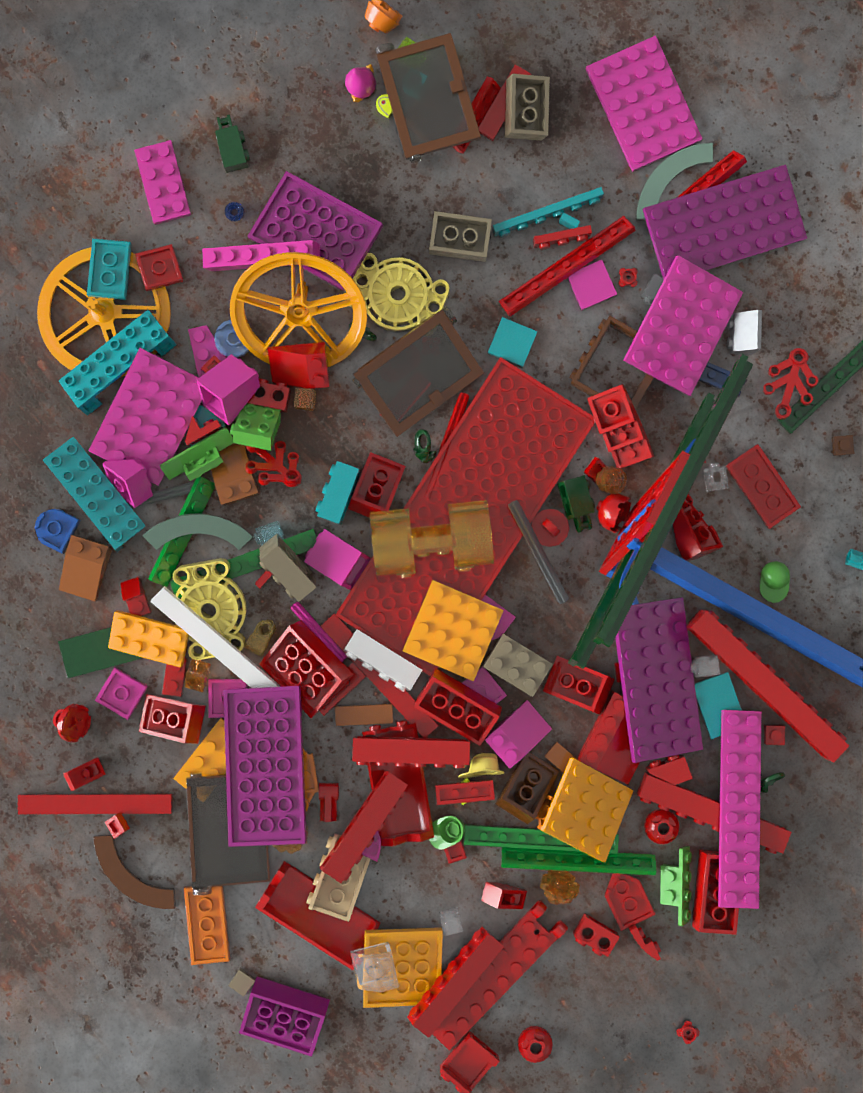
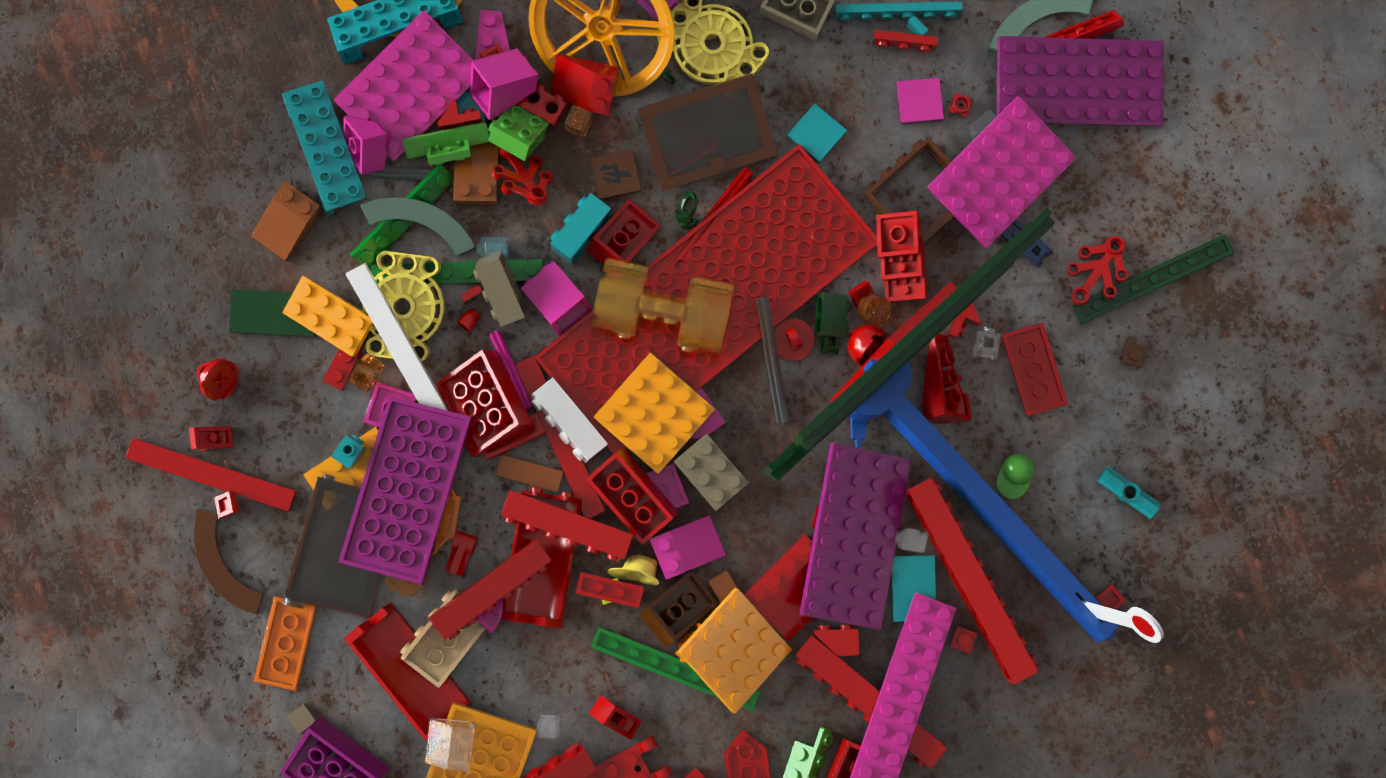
camera: 10 degrees right, 5 degrees down
(55, 529) = (269, 171): blue tile -> none
(121, 693) = (279, 366): dark pink tile -> none
(135, 597) = (329, 269): red slope -> none
(172, 719) = (324, 410): red slope -> none
(205, 748) = (349, 451): none -> teal brick
(228, 341) = (518, 35): medium blue tile -> none
(258, 639) = (444, 358): clear yellow piece -> none
(268, 601) = (468, 320): none -> red hose
(352, 434) = (615, 174): none -> reddish brown tile
(447, 832) = (576, 627): bright green cap -> none
(455, 852) = (577, 652): red tile -> none
(559, 886) = (677, 725): clear orange plant -> none
(567, 266) = (900, 72): red tile -> none
(577, 861) = (707, 705): green plate -> none
(578, 685) = (769, 516): red slope -> none
(652, 822) = (801, 690): red piece -> none
(745, 332) = (1066, 200): slope -> none
(768, 781) = (936, 687): dark green piece -> none

